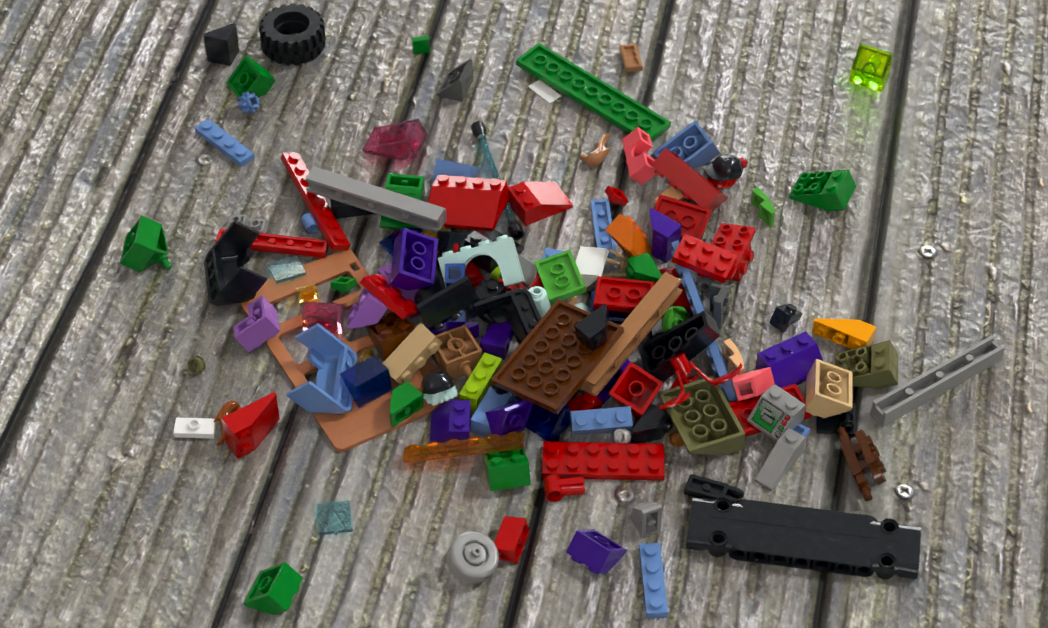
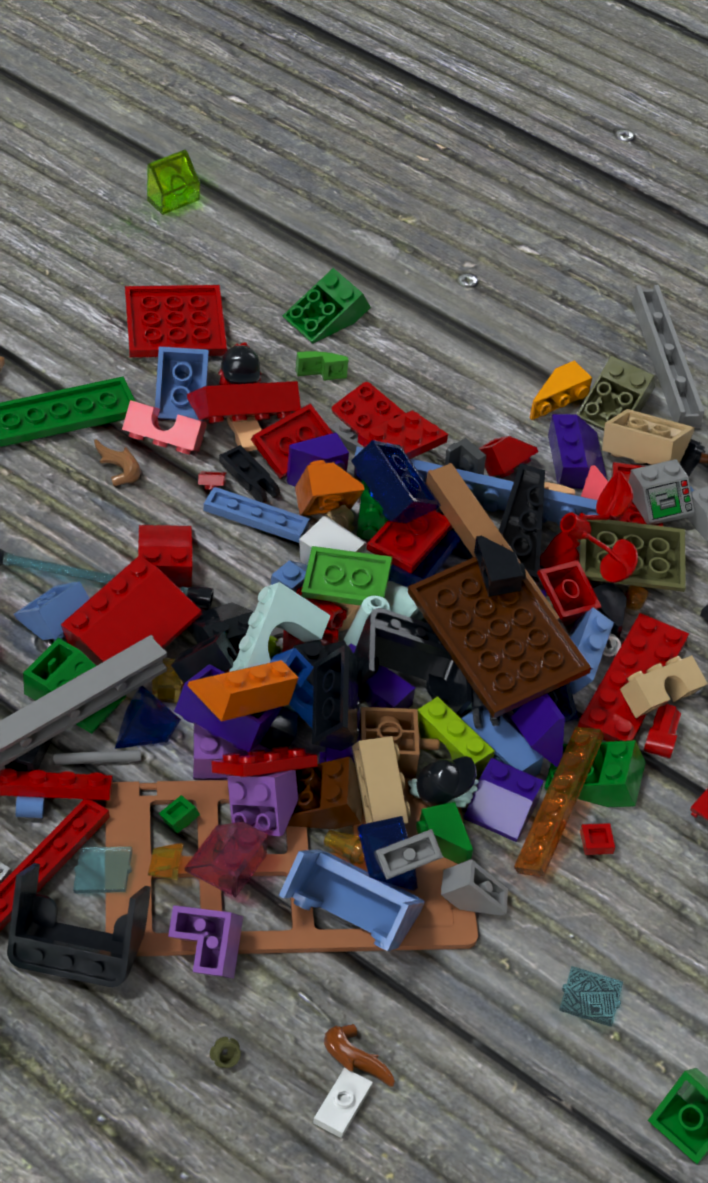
camera: 70 degrees left, 0 degrees up
(250, 425) = (401, 1024): red slope -> none
(359, 379) = (408, 854): none -> light grey slope
(365, 237) = (97, 757): none -> light grey bar
(369, 431) = (474, 889): none -> light grey slope
(415, 254) = (246, 690): none -> orange slope
(452, 480) = (597, 839): none -> red plate
(582, 458) = (648, 690): none -> tan arch
(639, 207) = (249, 473): none -> black hinge
(648, 261) = (394, 482): none -> clear blue slope
(745, 125) = (174, 318): none -> red plate
(753, 323) = (505, 454): none -> red slope
(784, 315) = (502, 424): black bracket -> none

